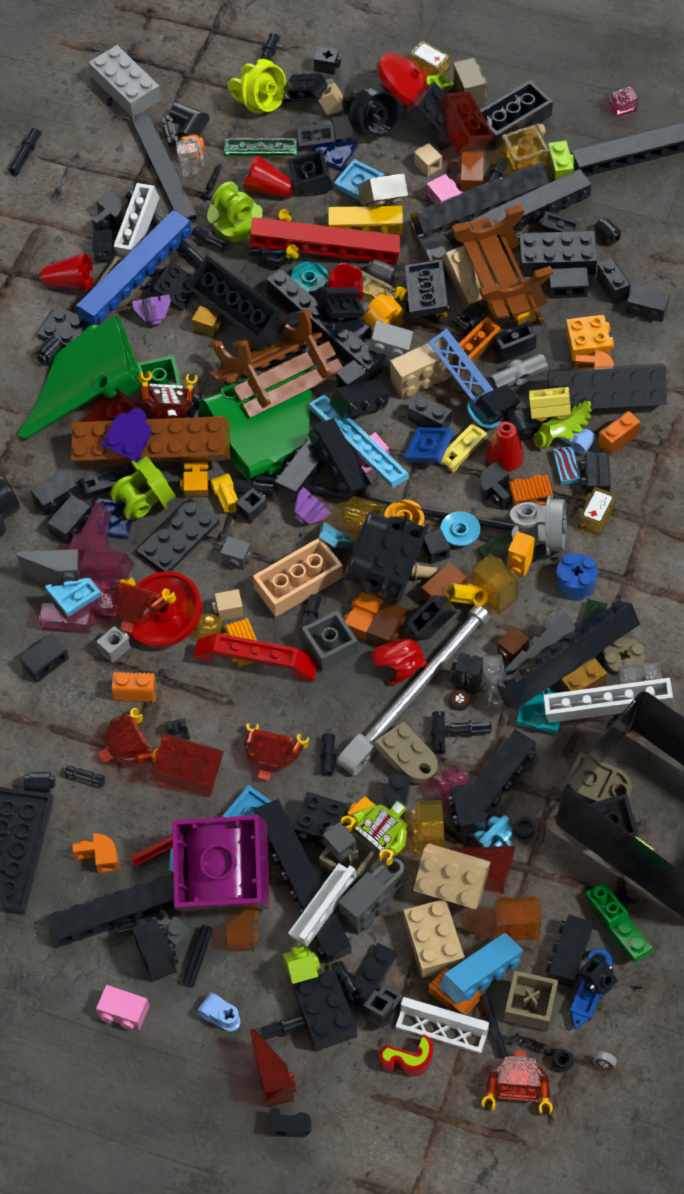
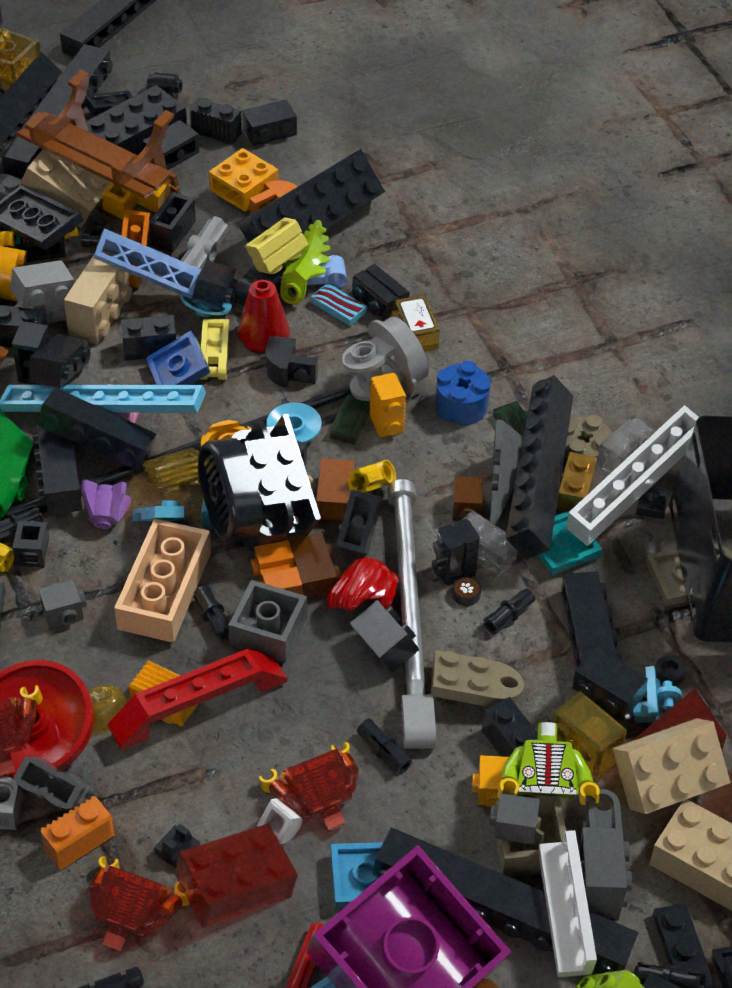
camera: 45 degrees left, 10 degrees down
(139, 650) = (43, 777): none -> dark grey brick
(228, 605) = (107, 663): tan brick -> none
(236, 755) = (281, 819): none -> white brick
(316, 816) = (455, 818): black brick -> none
(382, 693) = (385, 636): none -> brick
(438, 732) = (481, 637): black pin -> none
(450, 778) = (553, 676): clear pink brick -> none
(497, 581) = (393, 441): clear yellow brick -> none
(530, 490) = (330, 345): orange brick -> none
(560, 160) = (56, 47): lime brick -> none
(619, 433) = (363, 242): orange brick -> none

